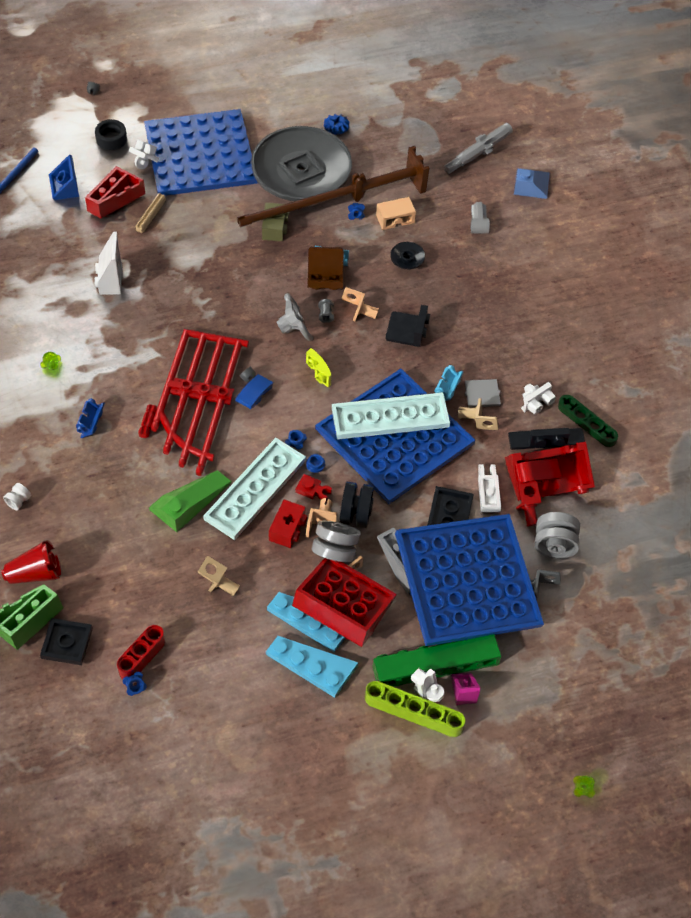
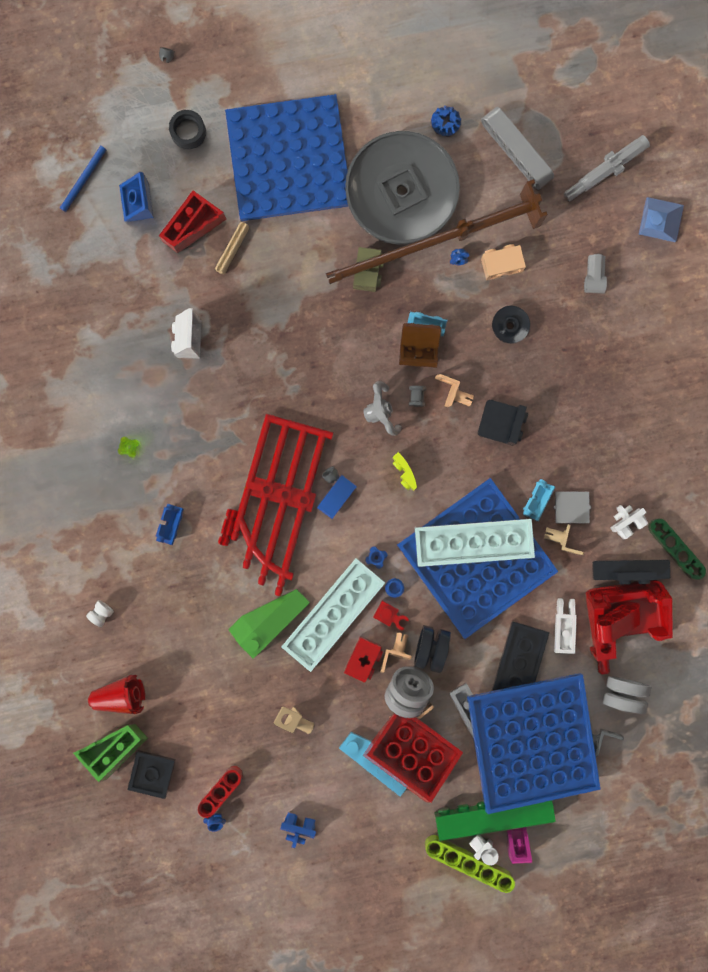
camera: 10 degrees right, 30 degrees up
(144, 152) = (224, 165): white hips -> none
(226, 686) = (307, 830): none -> blue hips
(314, 665) = (384, 812): medium azure wing -> none
(398, 136) = (517, 147): none -> light grey beam
(588, 782) = (615, 950): clear neon green plate -> none

